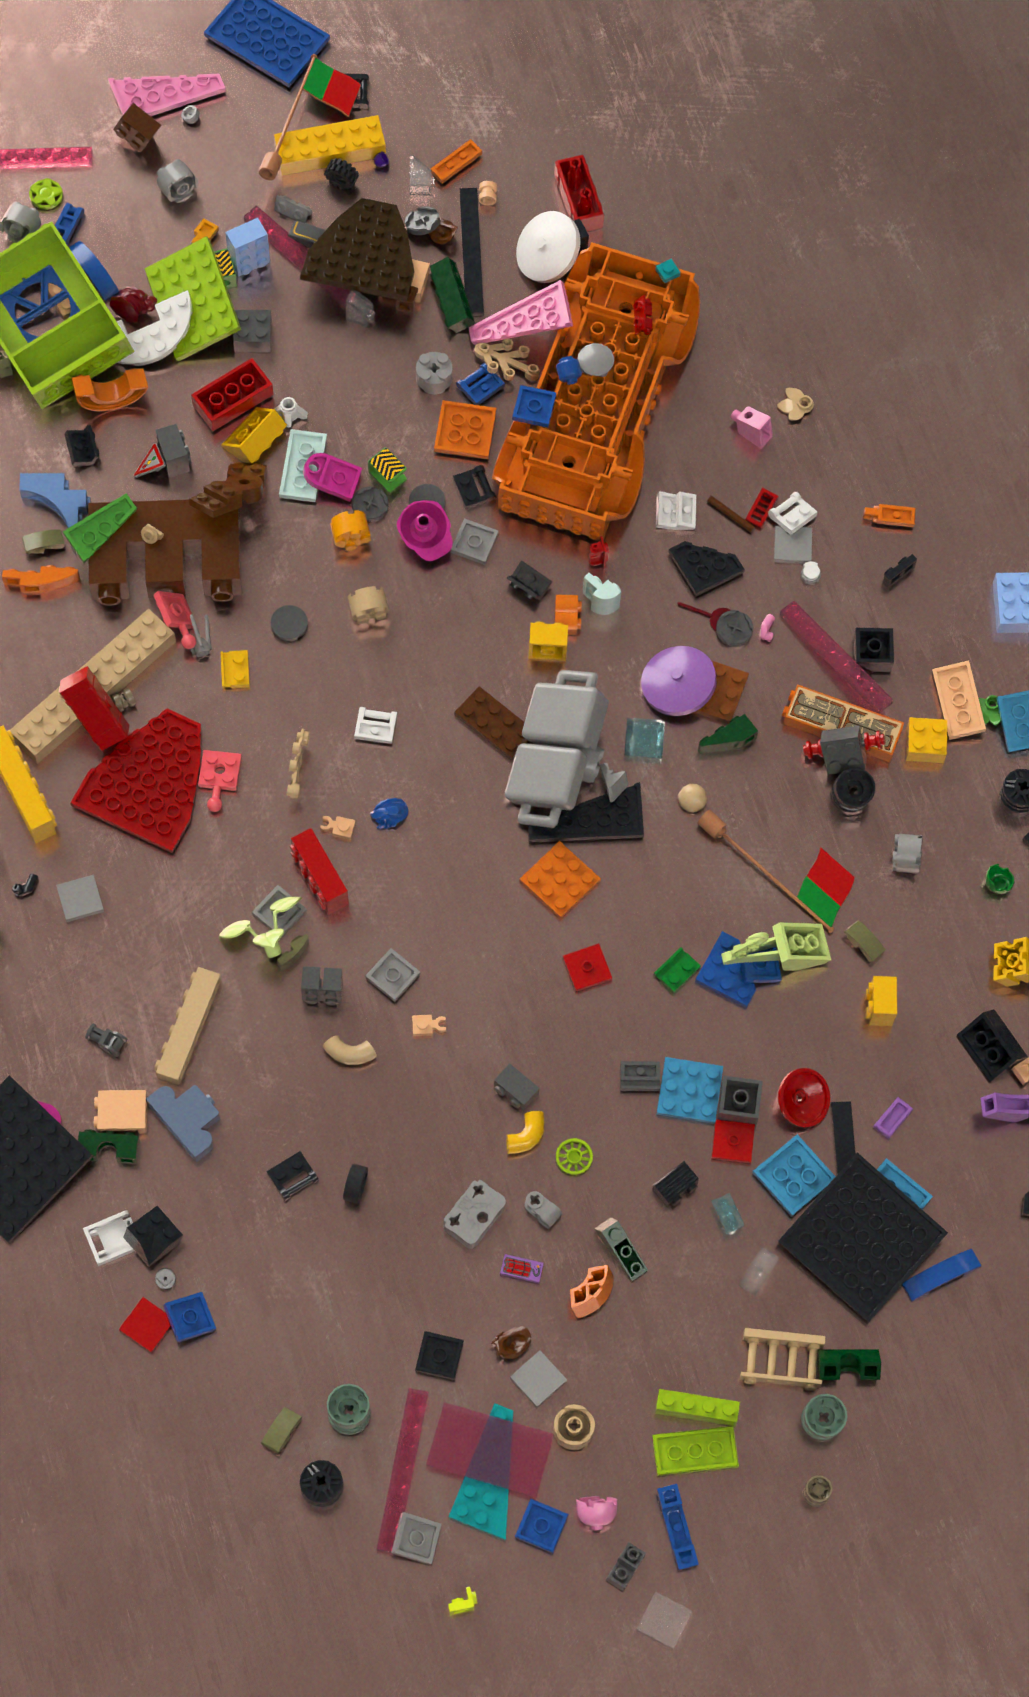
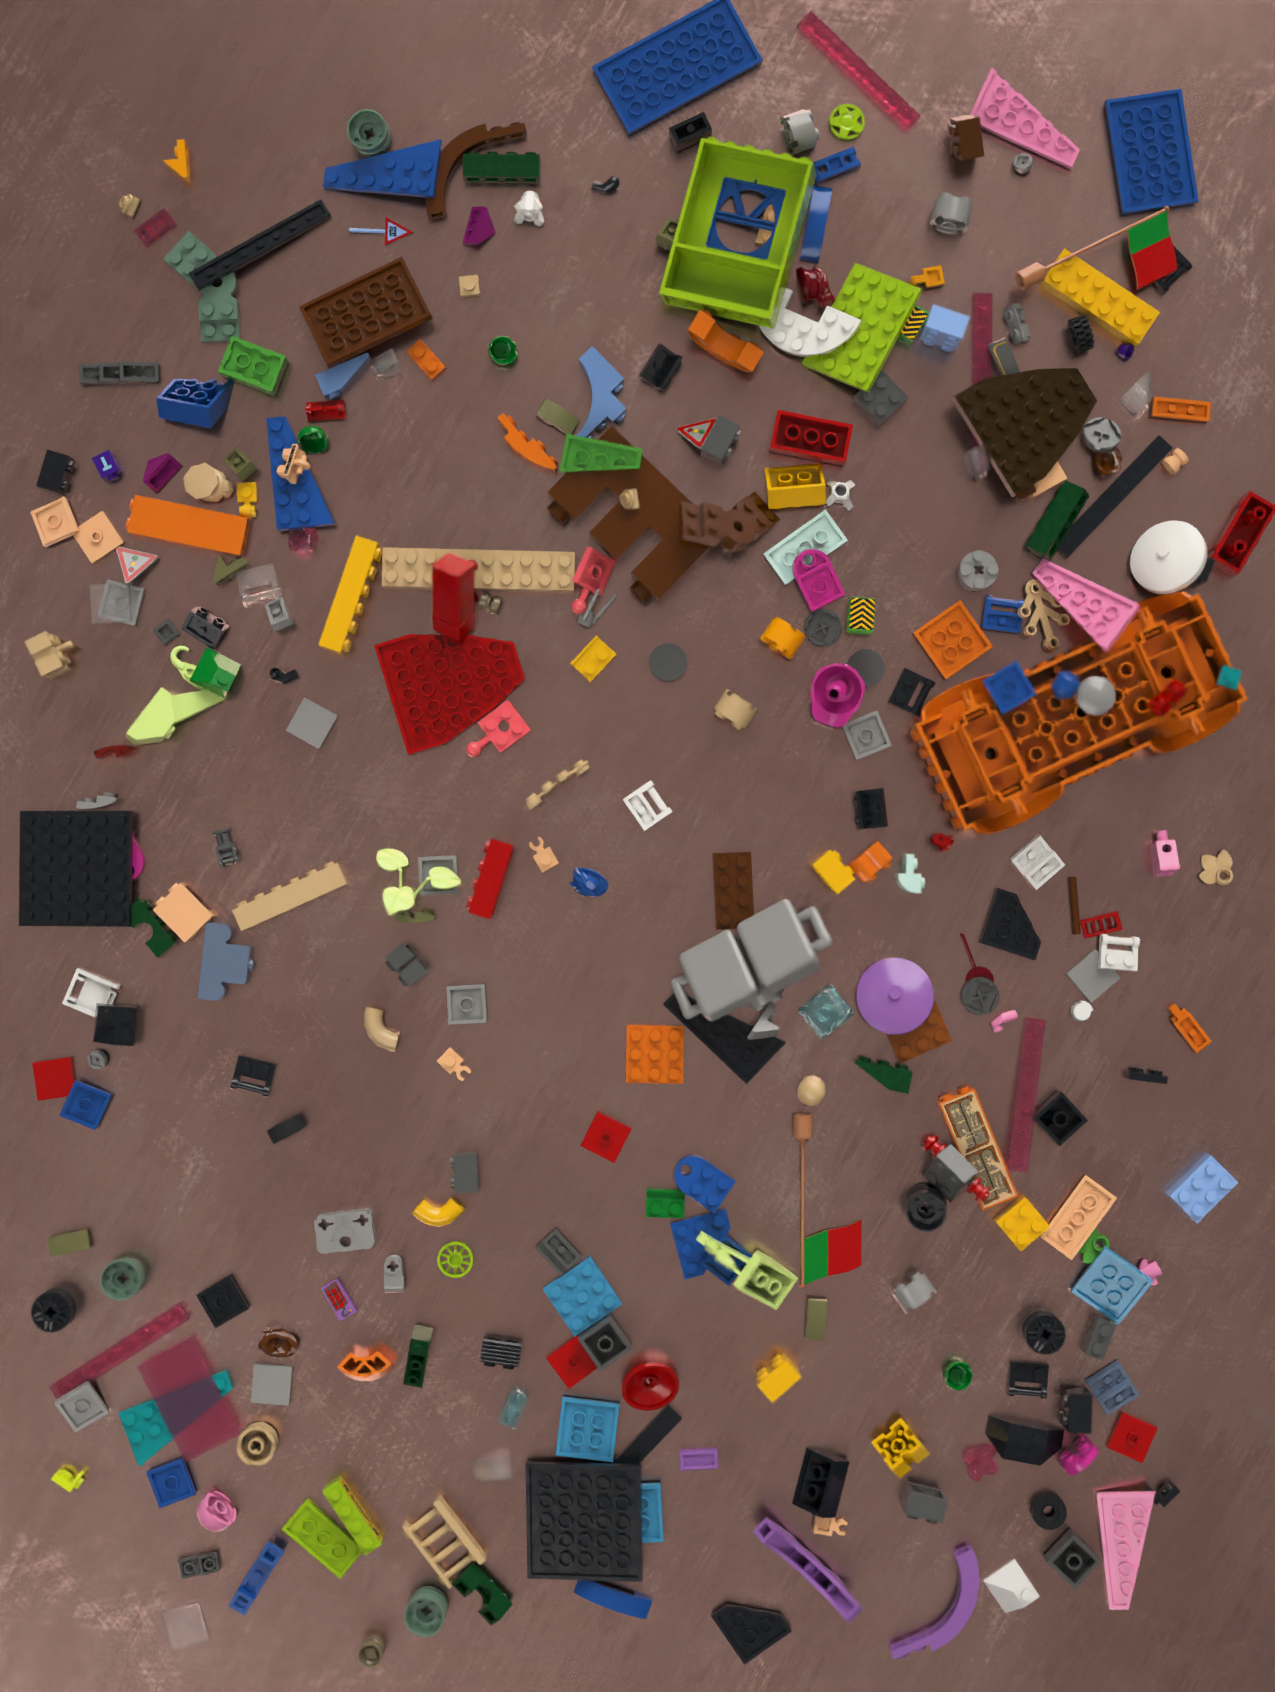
camera: 50 degrees right, 20 degrees up
(687, 929) = (704, 1183): none -> blue plate

